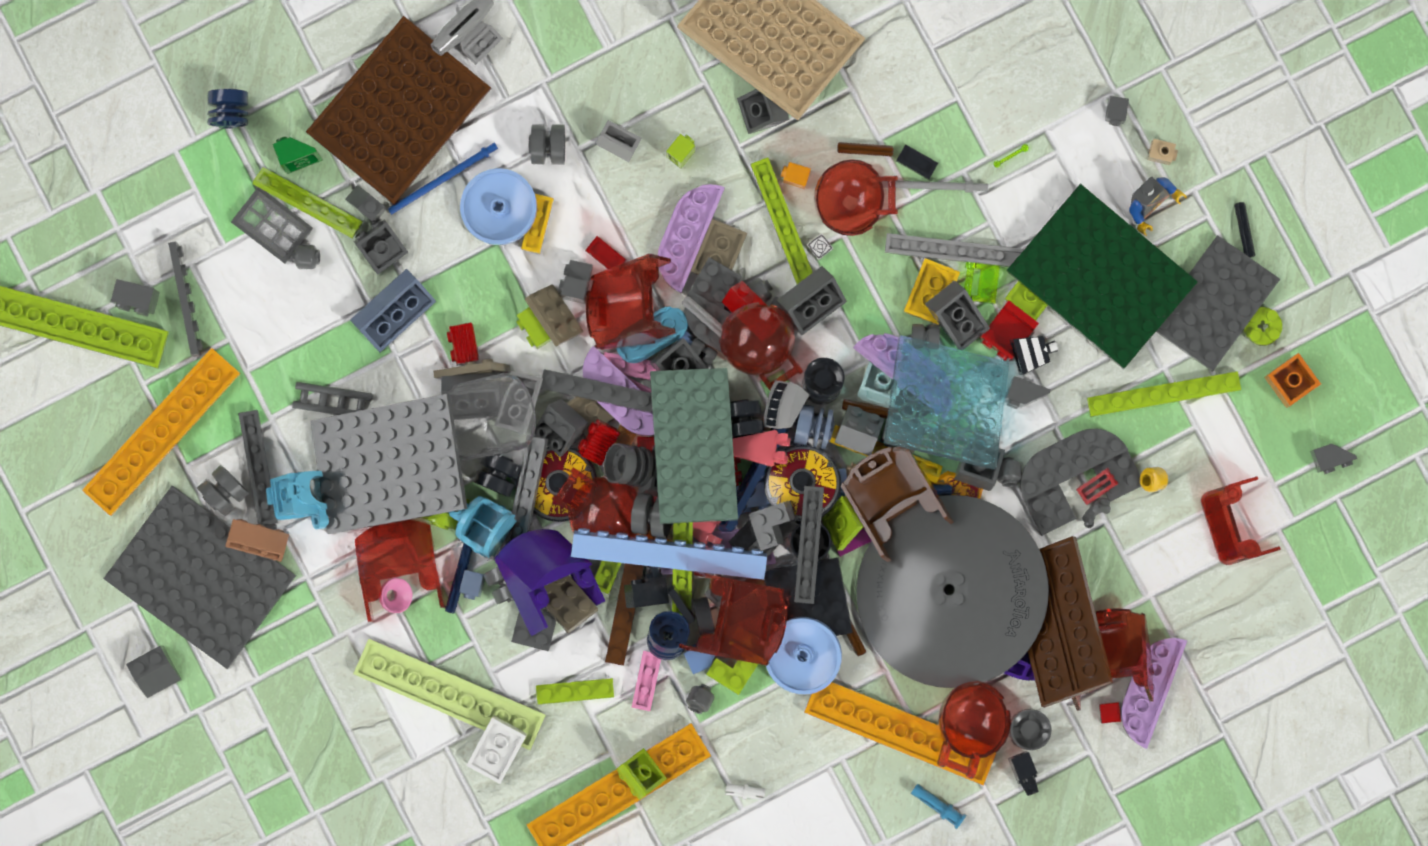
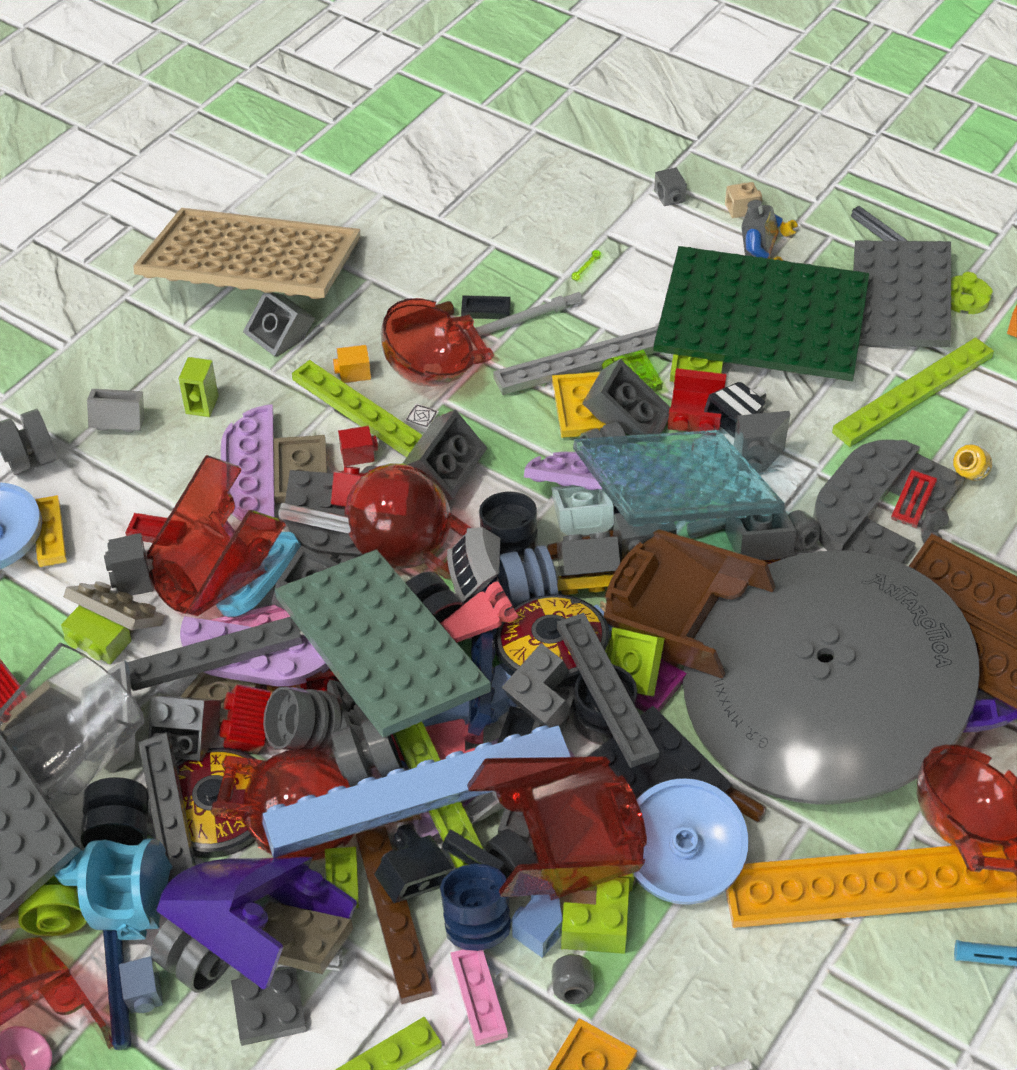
camera: 25 degrees left, 35 degrees down
(764, 253) = (357, 445): none -> red brick

